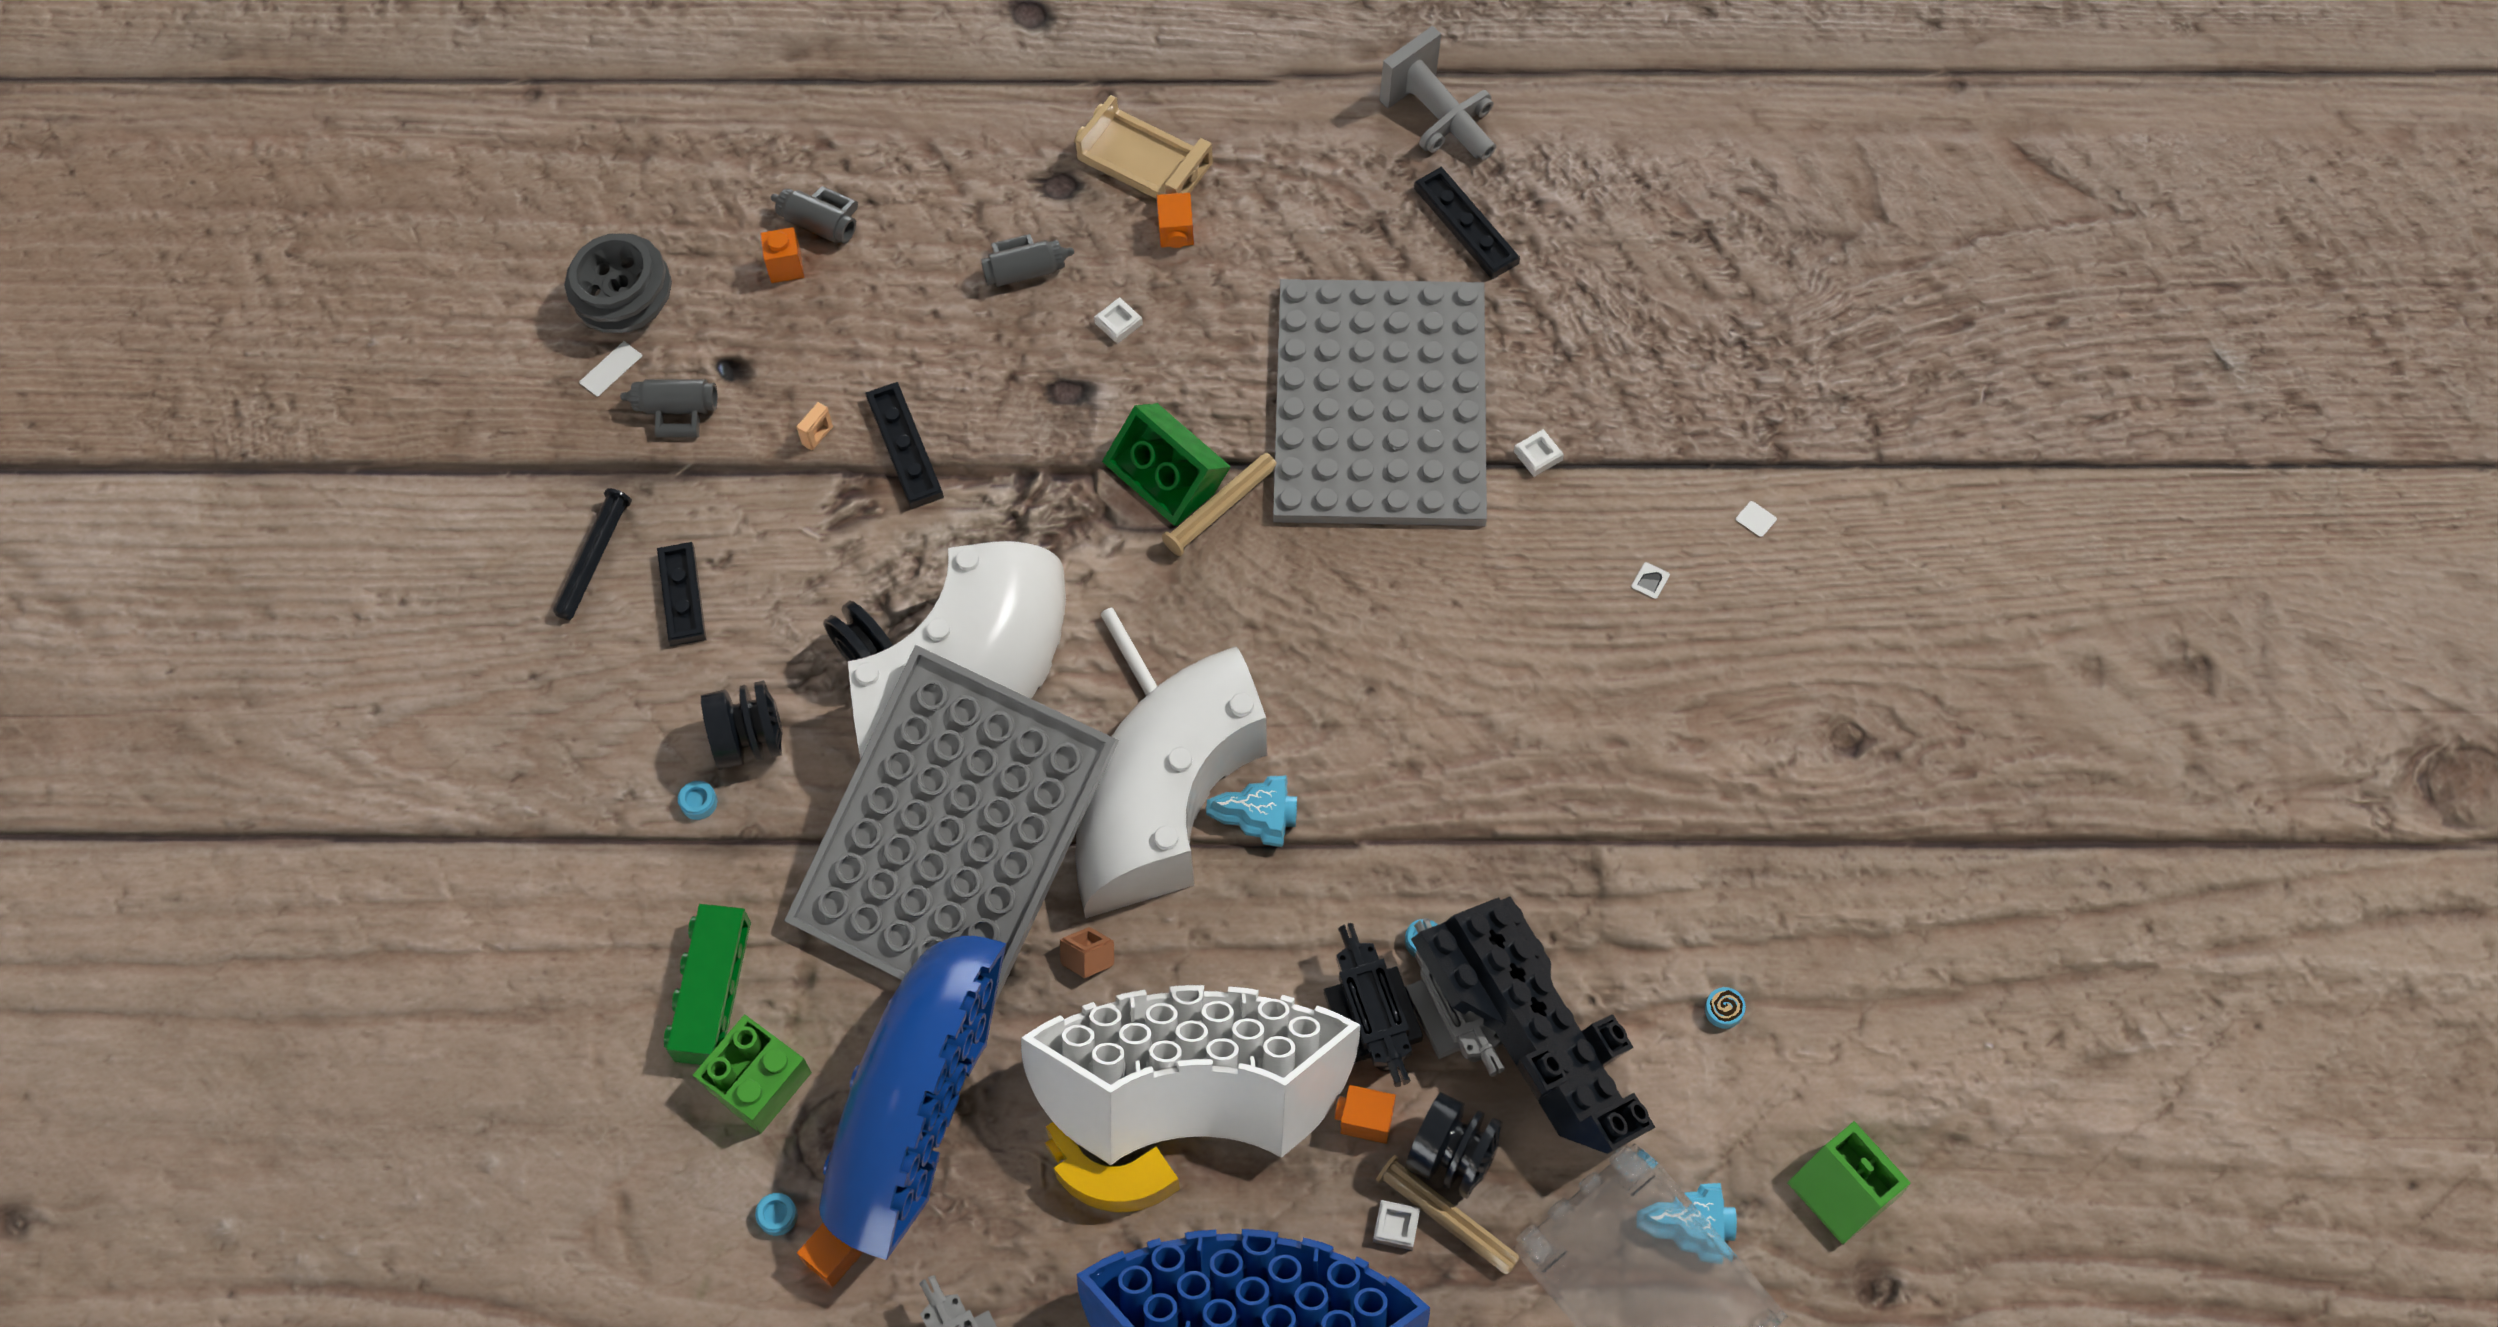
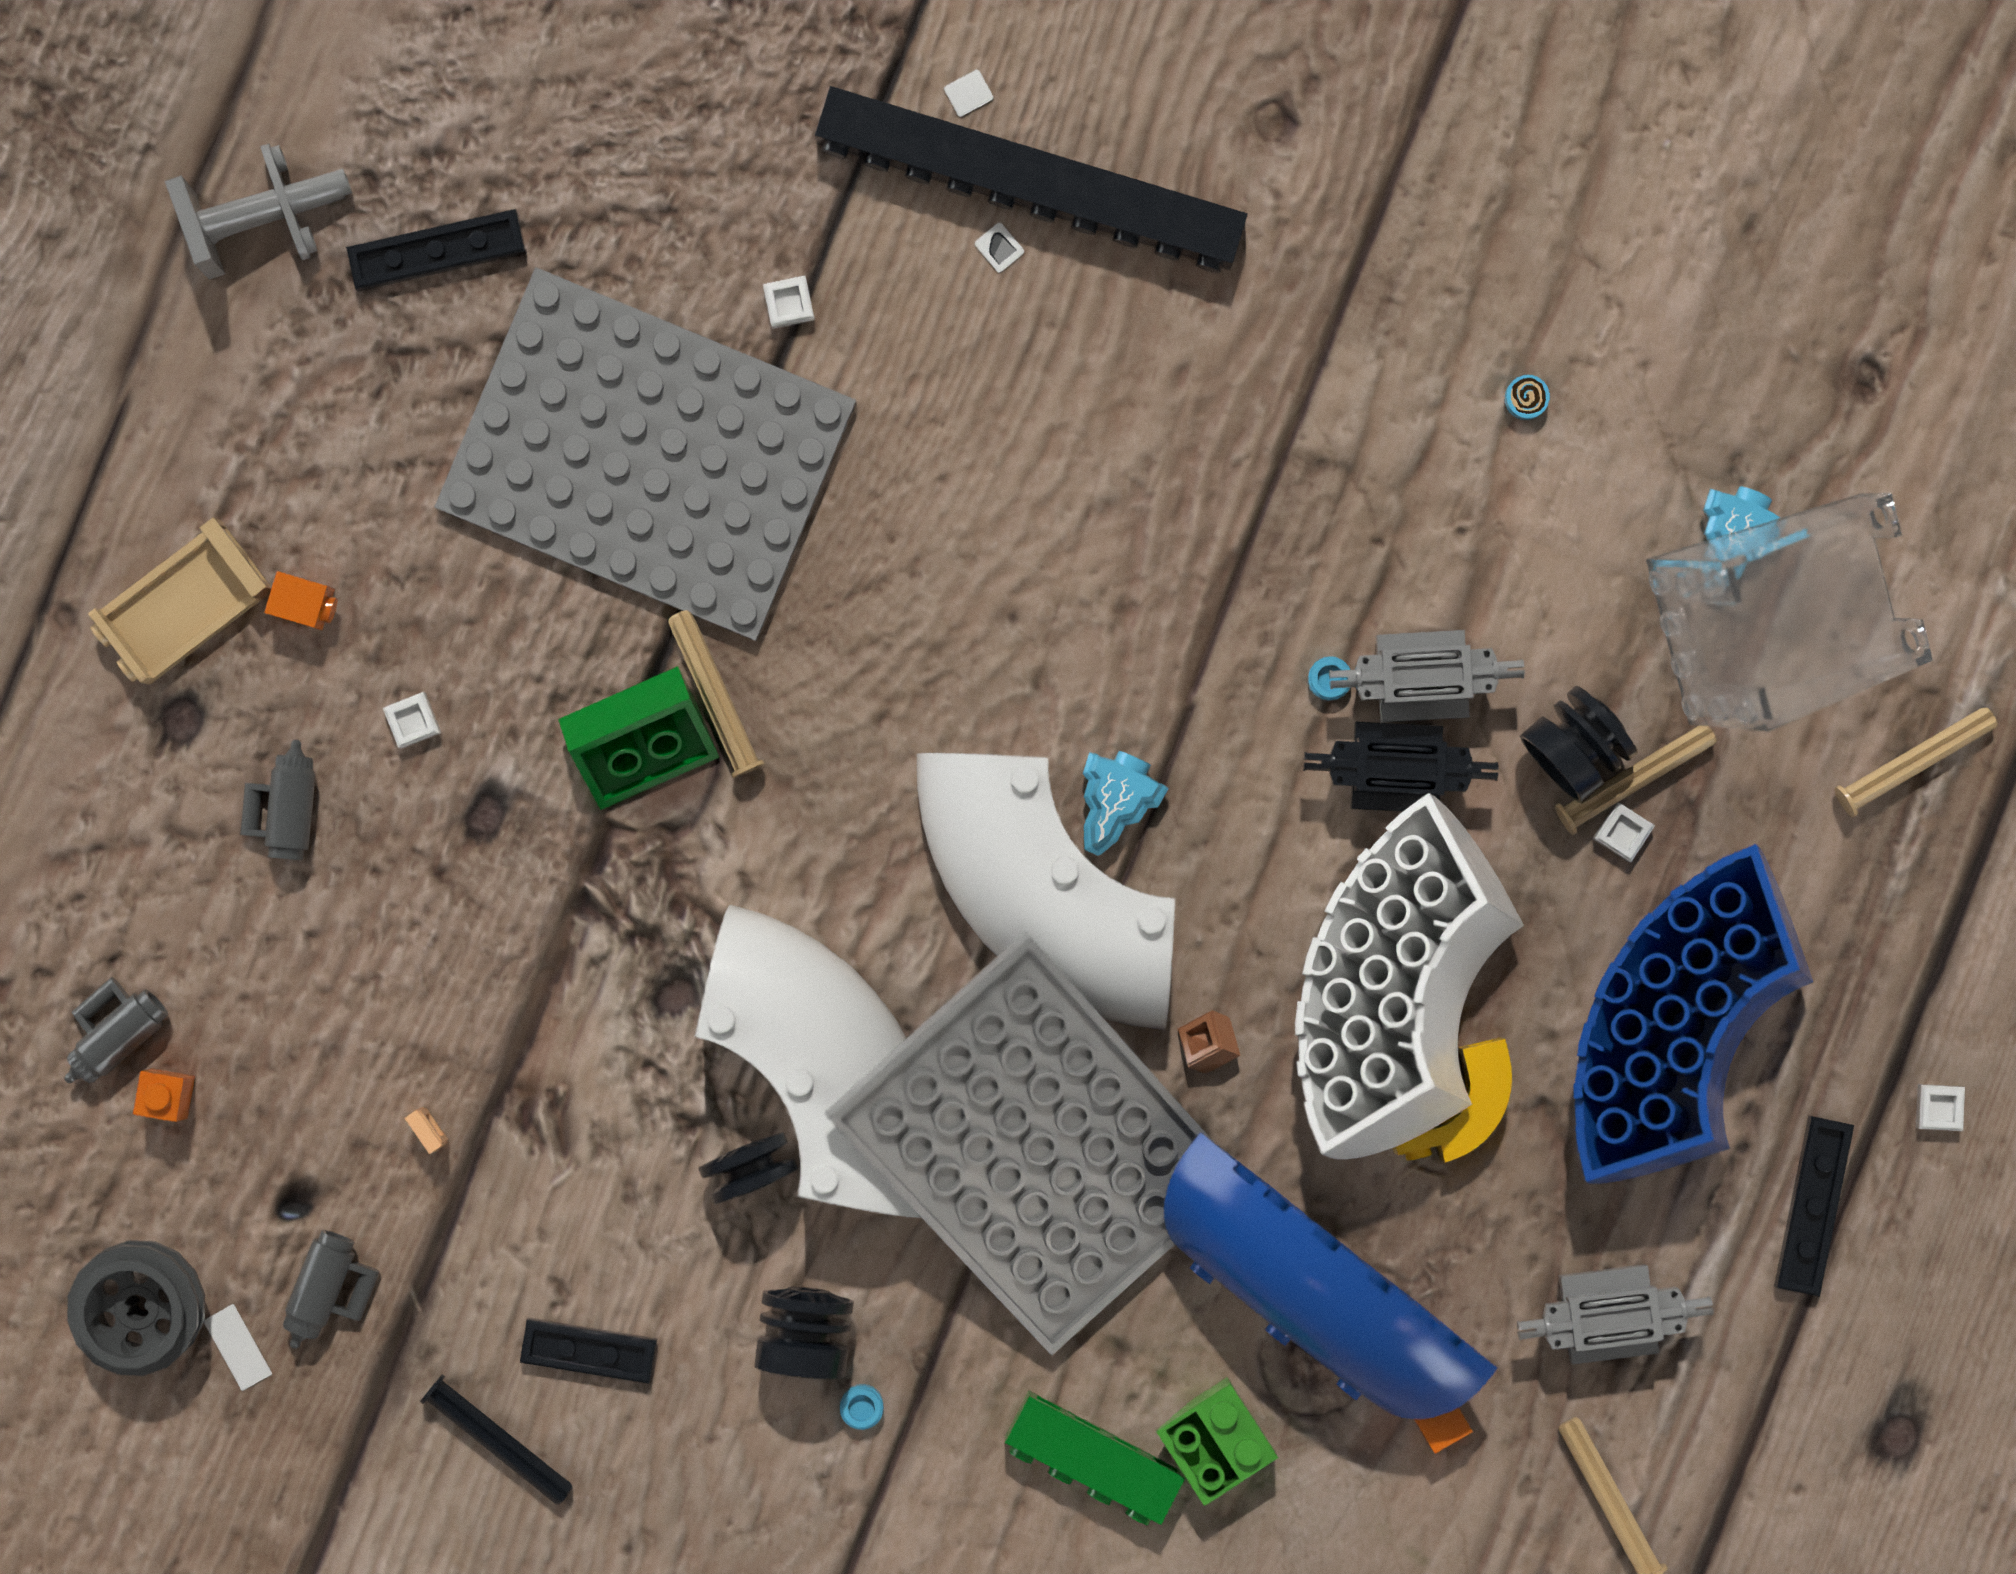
camera: 70 degrees left, 25 degrees up
(776, 1214) = (1371, 1459): medium azure tile -> none
(904, 445) = (487, 1032): black tile -> none
(1128, 650) = (867, 866): white bar -> none
(1366, 1113) = (1502, 818): orange brick -> none
(1499, 970) = (1427, 629): black piece -> none
(1713, 582) = (1029, 179): none -> black brick
(1849, 1183) = (1764, 361): bright green slope -> none

